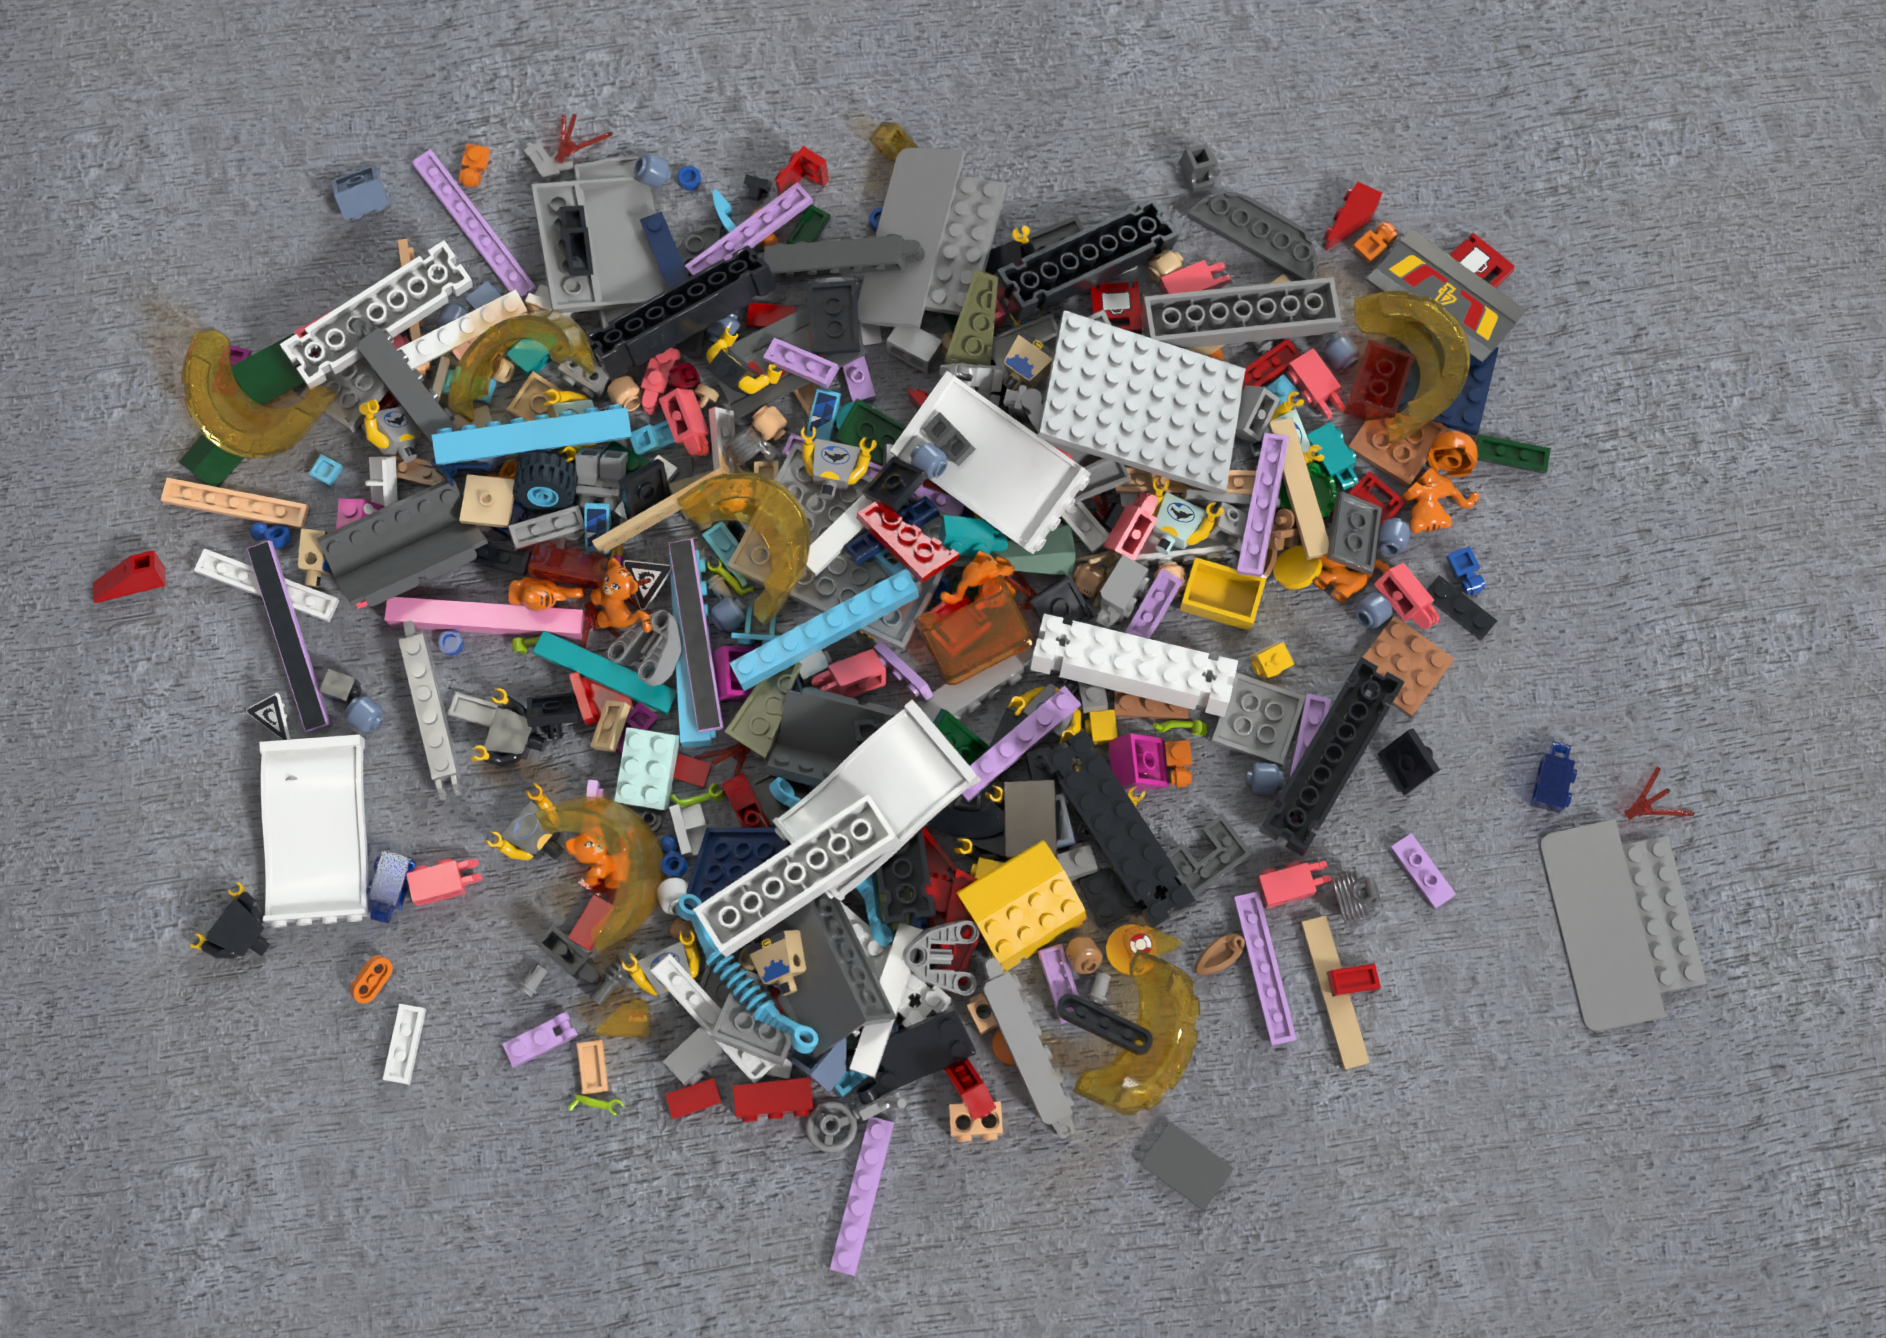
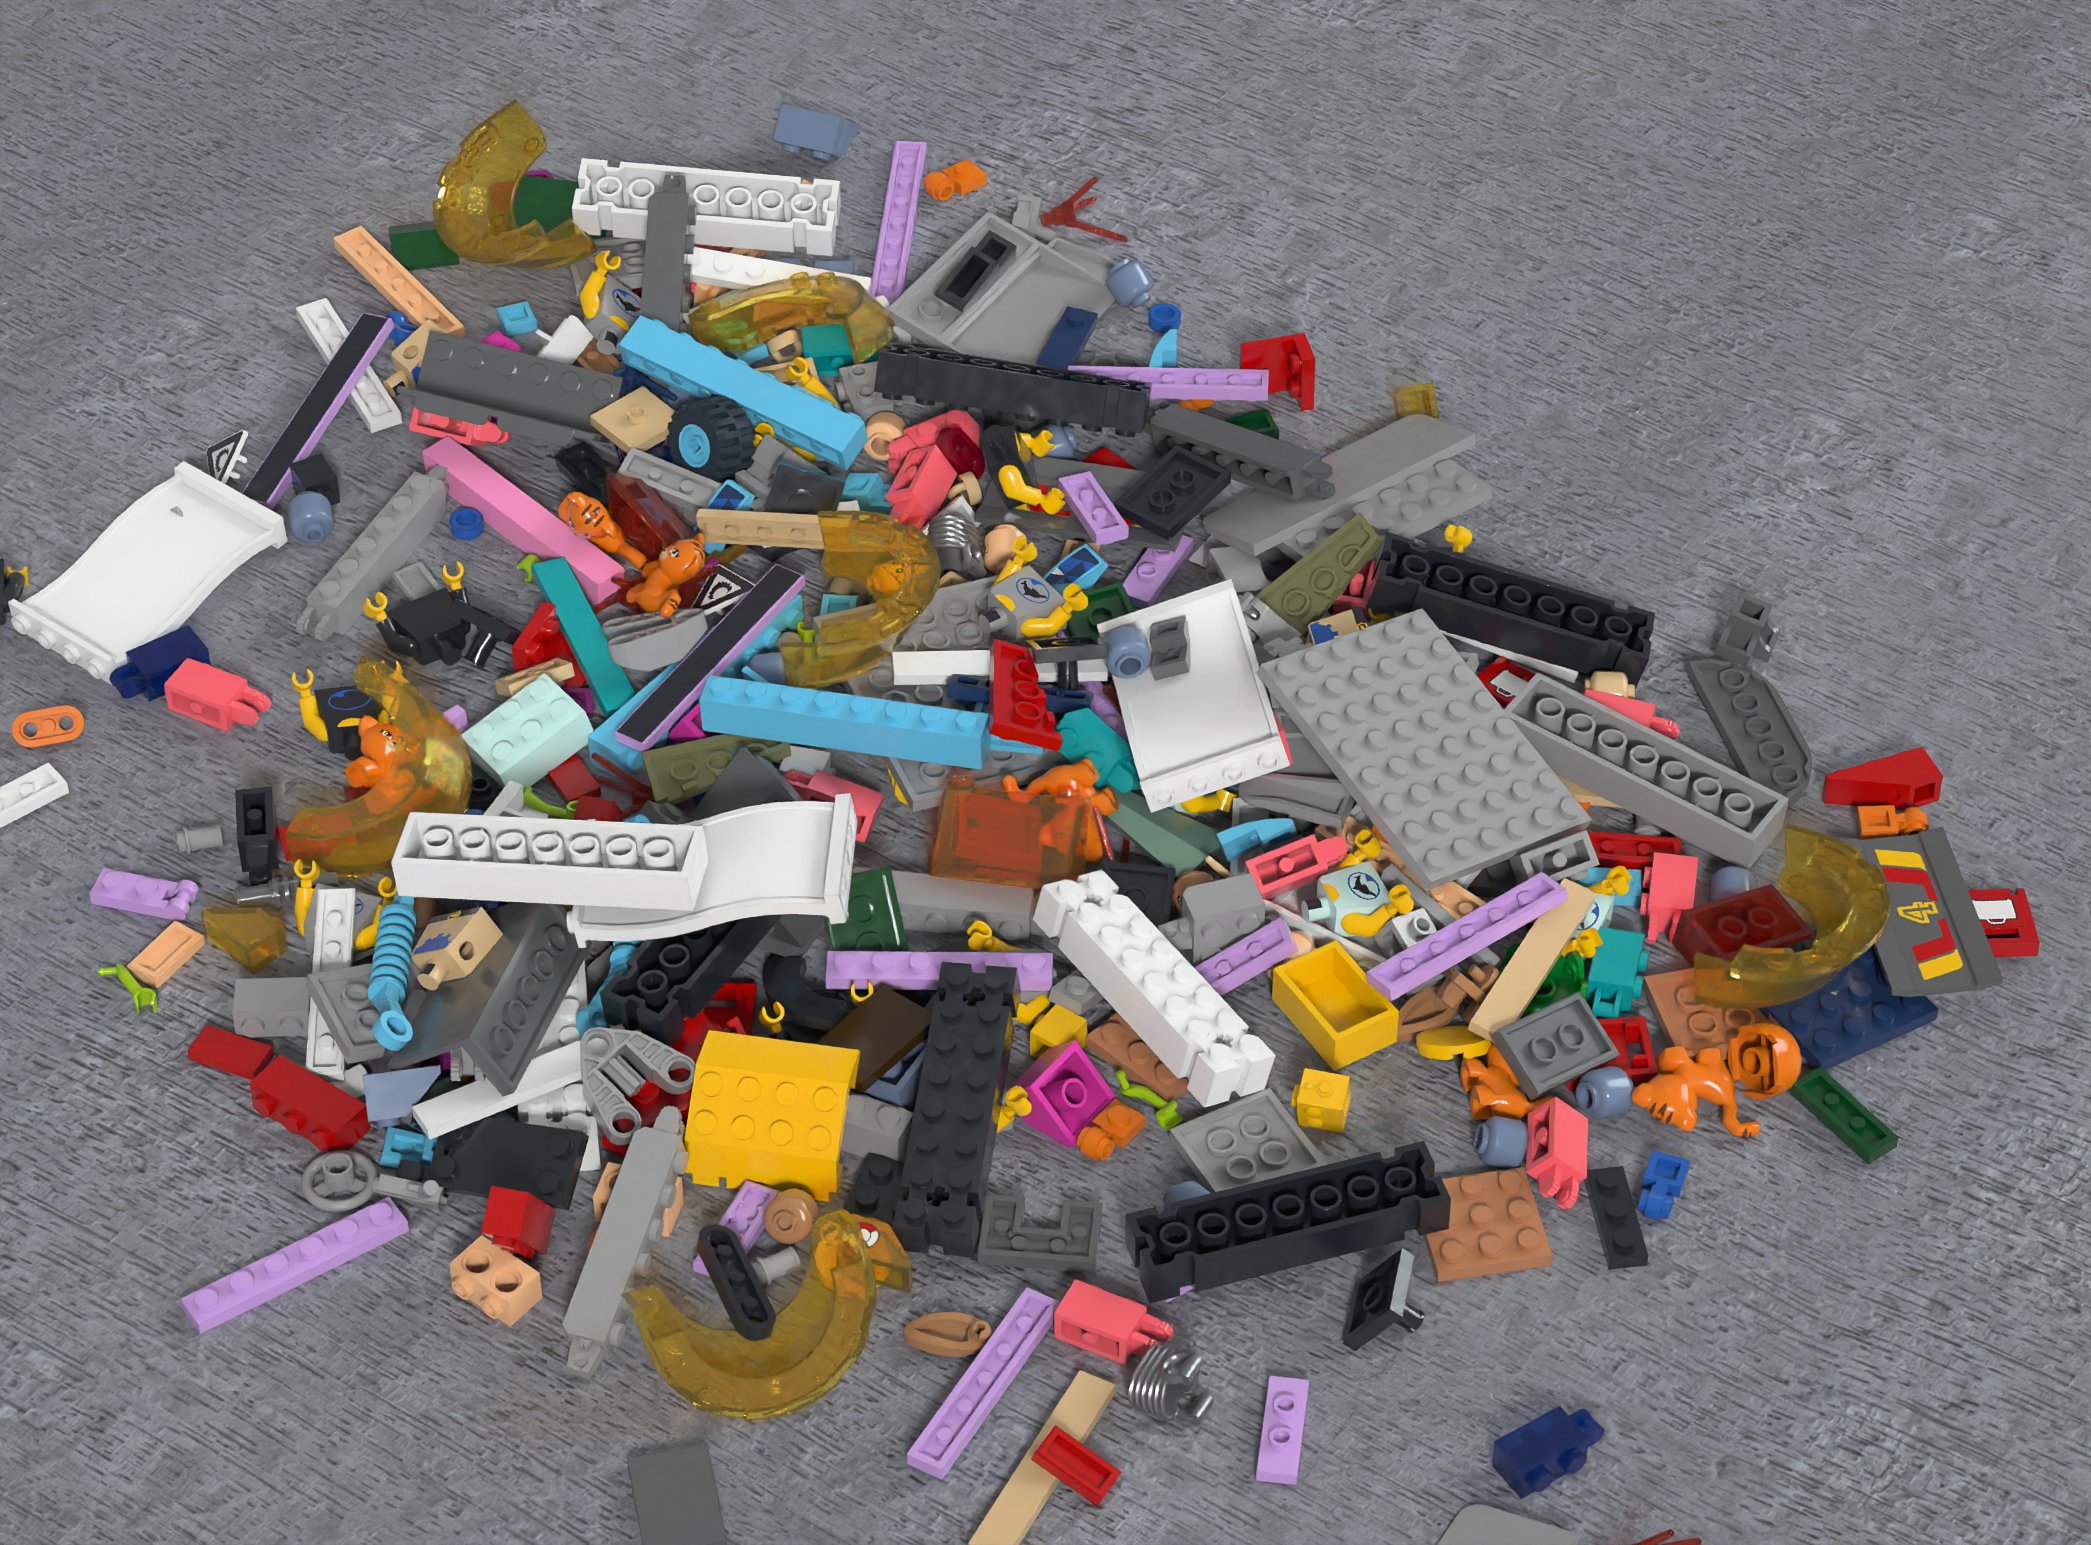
camera: 40 degrees right, 30 degrees down
(131, 576) = (241, 276): red slope -> none
(757, 186) = (1224, 356): black tile -> none
(903, 672) = (891, 832): lavender plate -> none
(1099, 516) = (1255, 834): none -> medium azure slope

